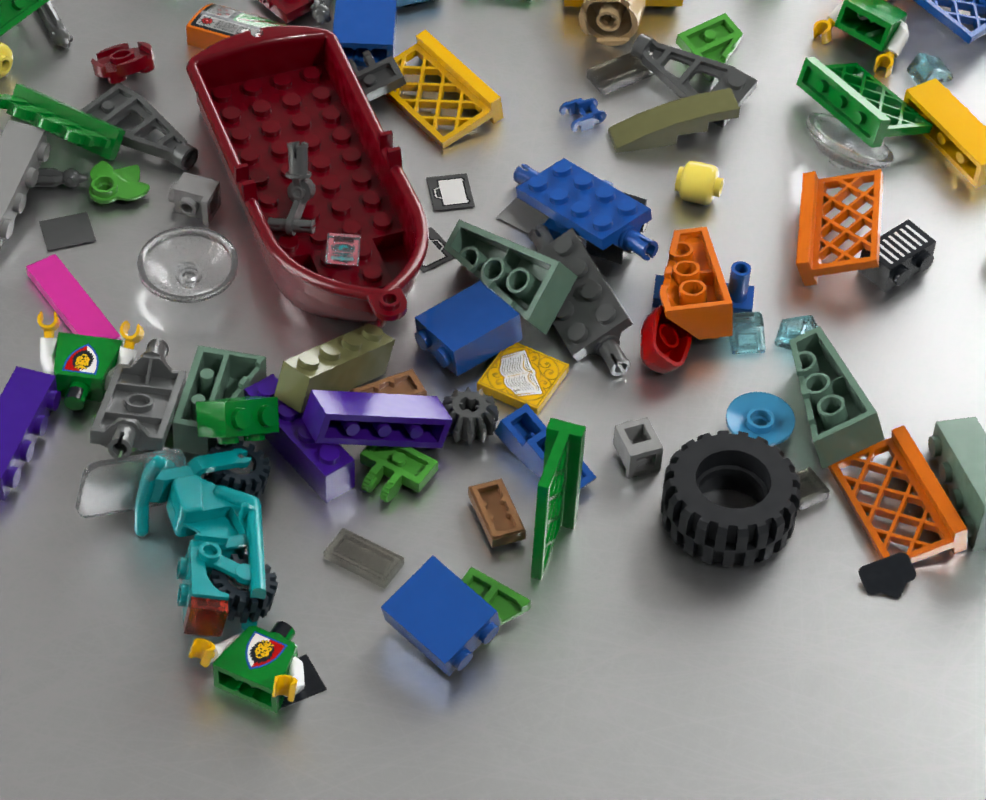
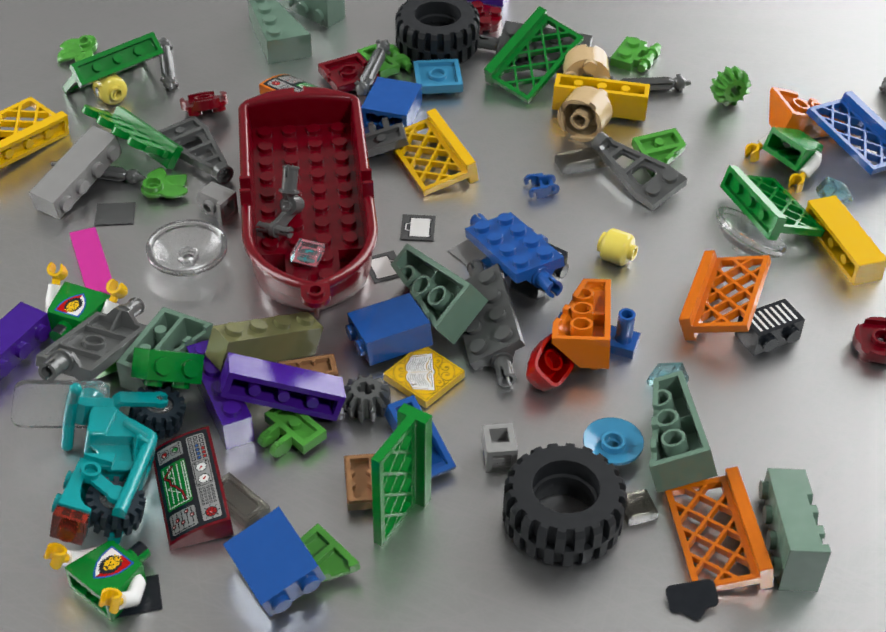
camera: 15 degrees right, 5 degrees down
(312, 555) = (191, 490): none -> slope
(665, 122) = (603, 199): olive slope -> none
(747, 333) = (623, 369): clear light blue slope -> none

